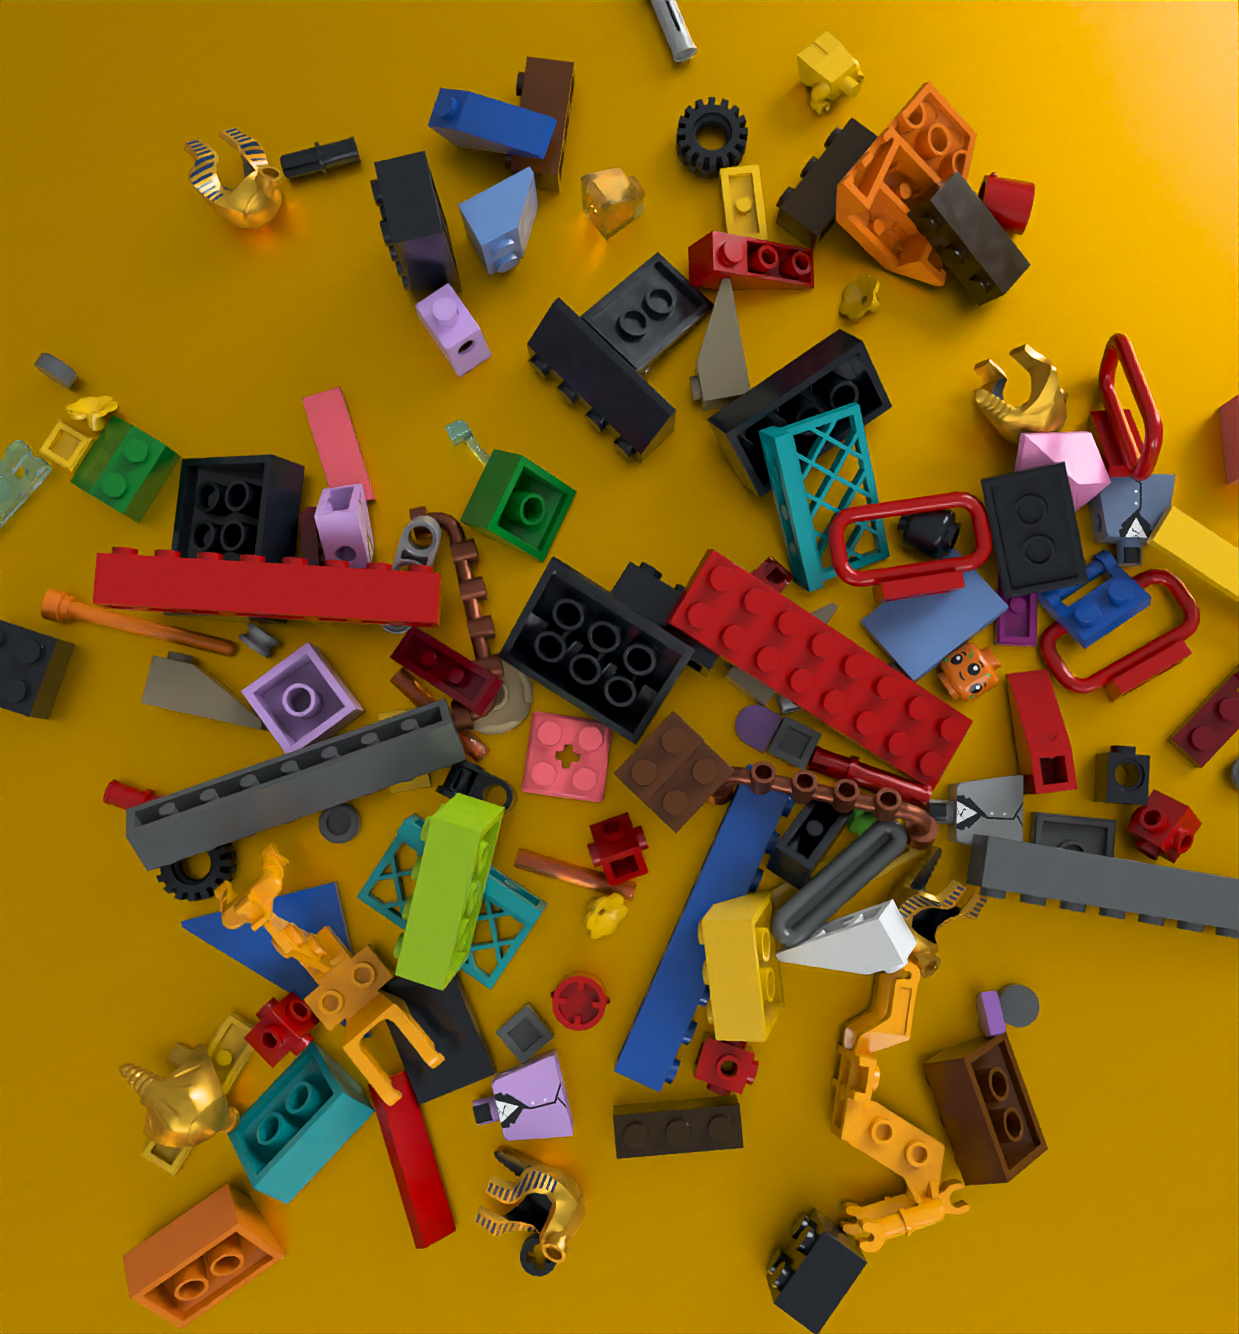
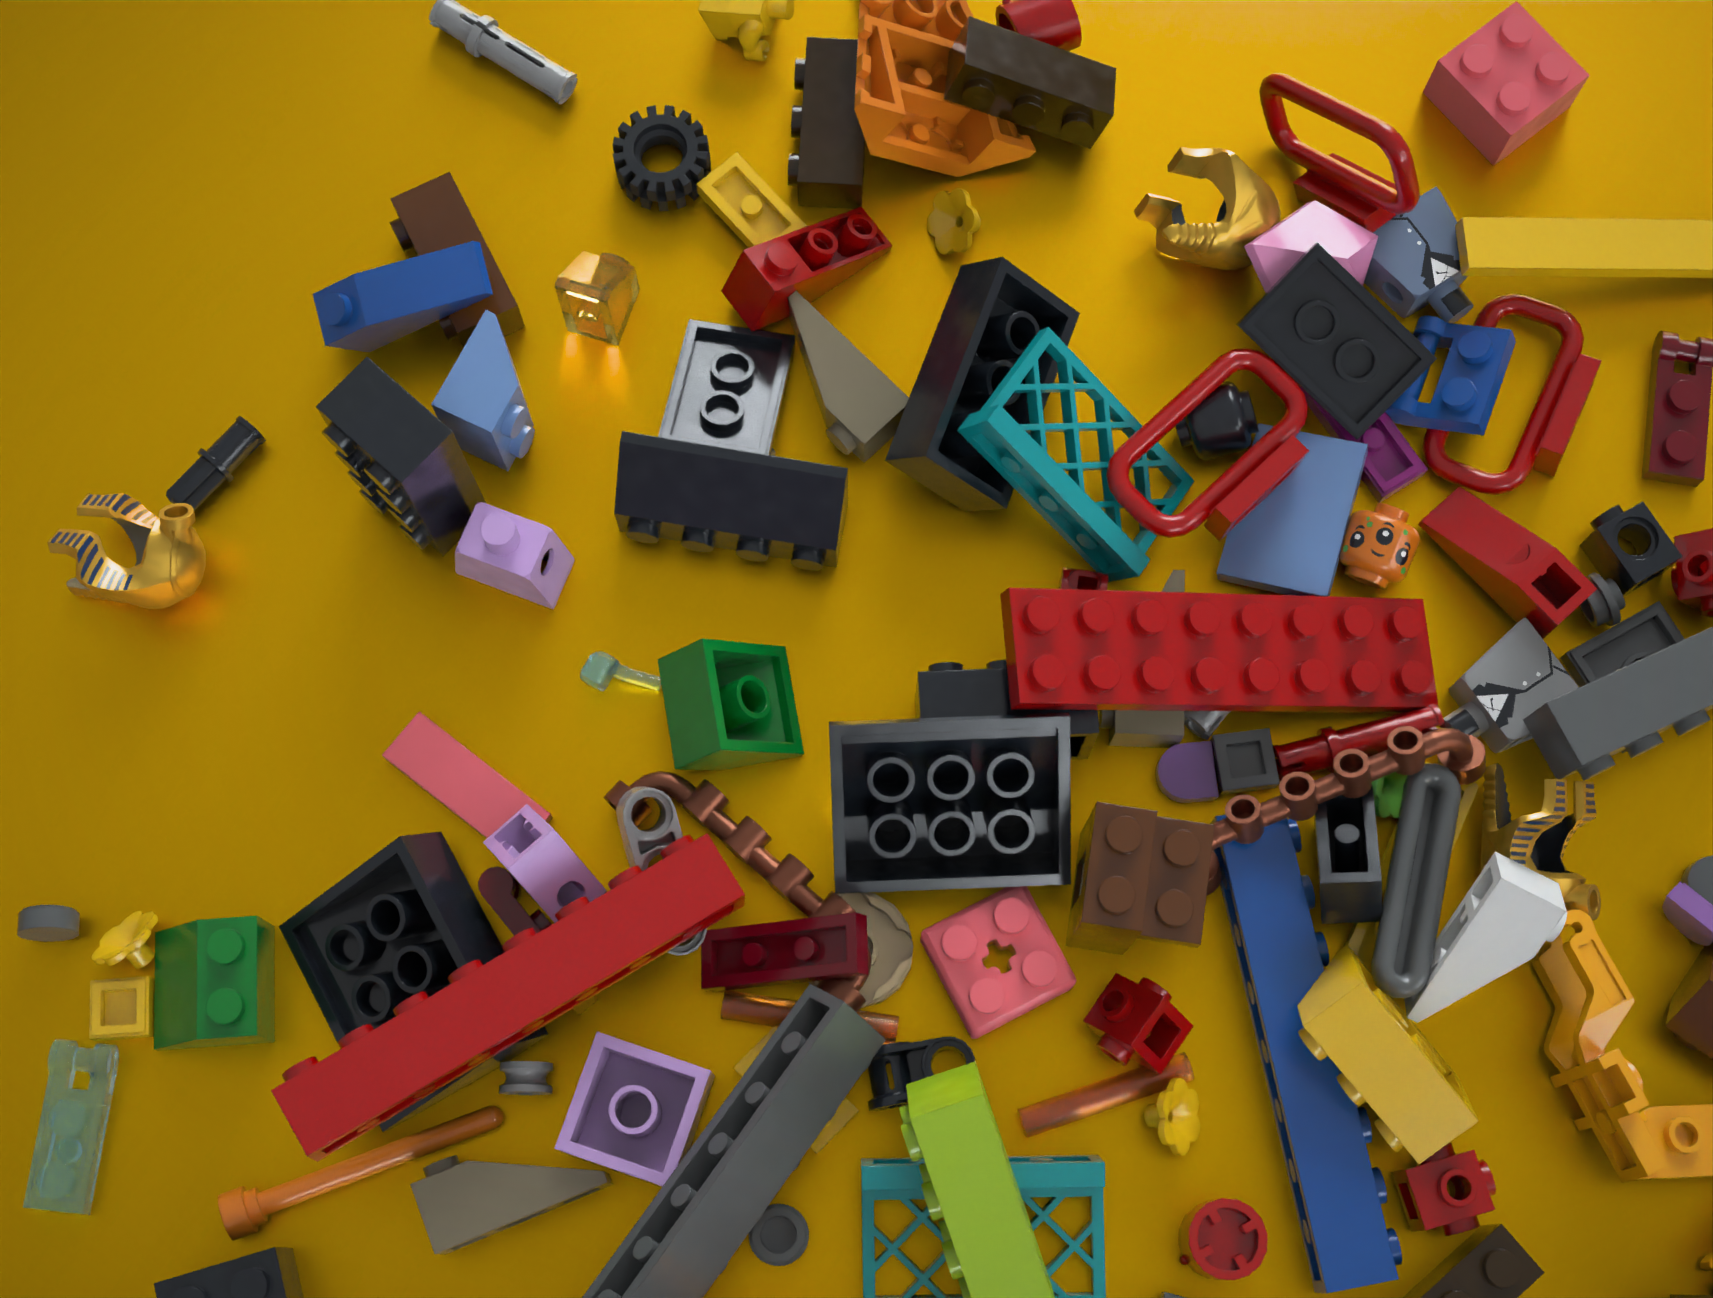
camera: 40 degrees left, 10 degrees down
(1081, 798) = (1603, 604): none -> dark grey plate

